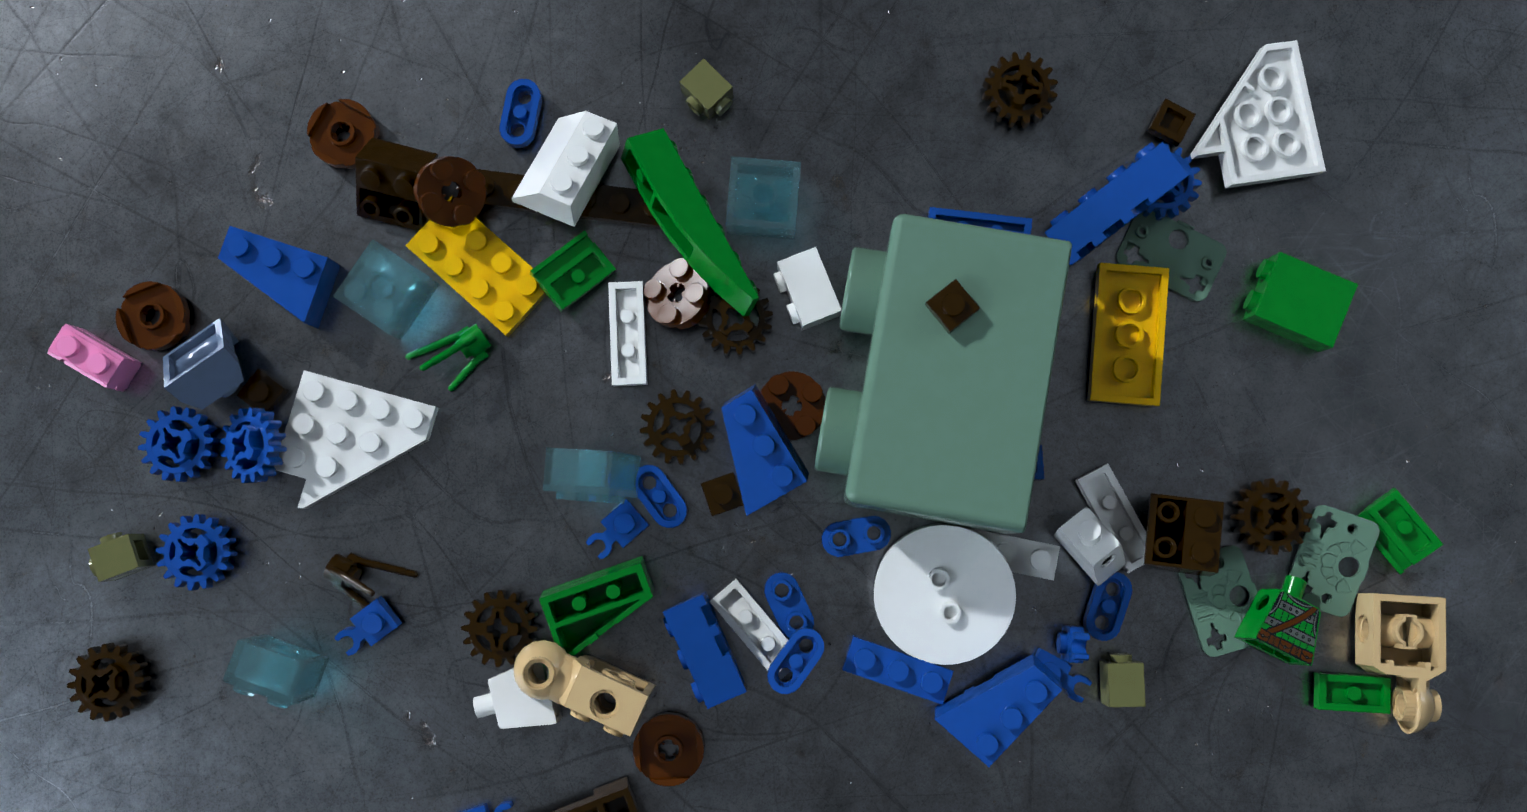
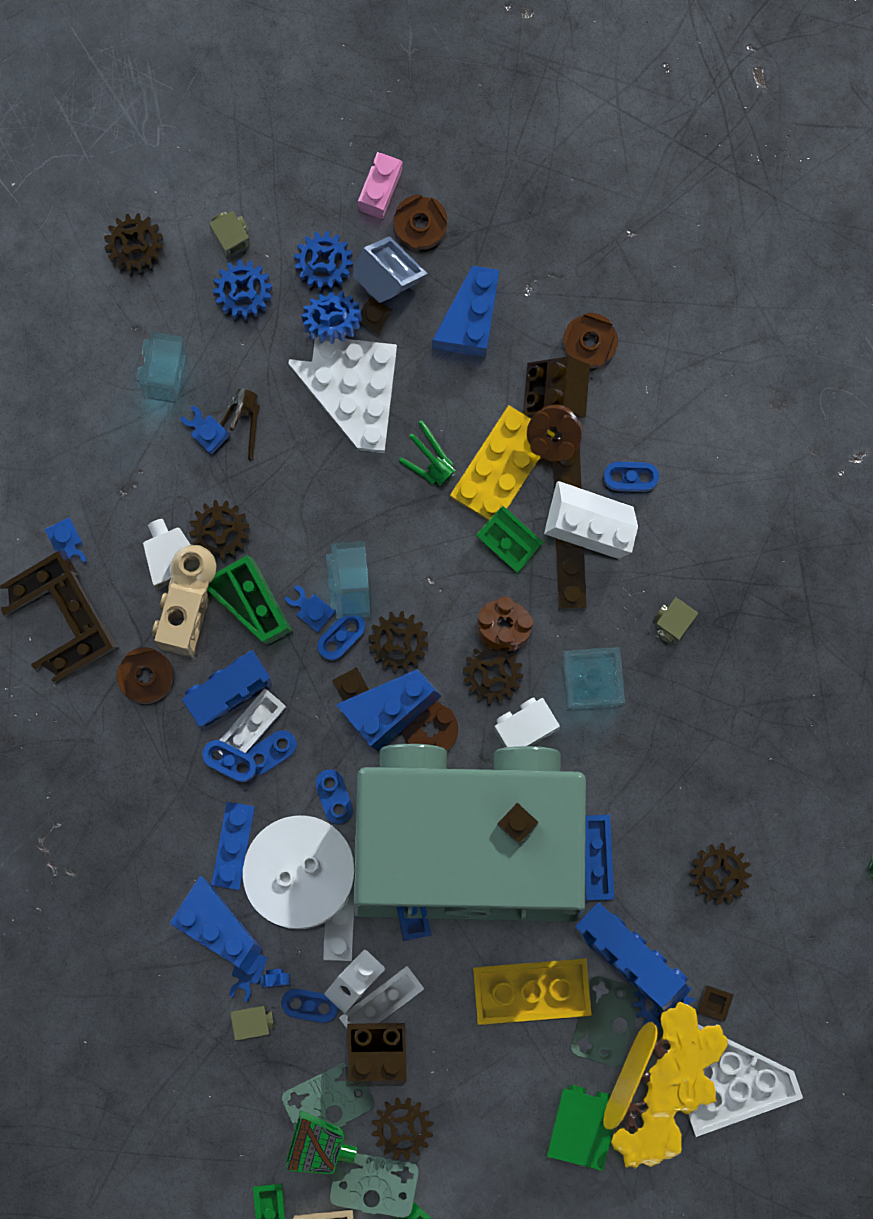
camera: 70 degrees right, 5 degrees down
(386, 290) = (470, 397): clear light blue brick -> none
(627, 333) = (466, 590): white plate -> none
(686, 216) = (566, 619): green slope -> none
(1268, 182) = (672, 1083): none -> yellow plant

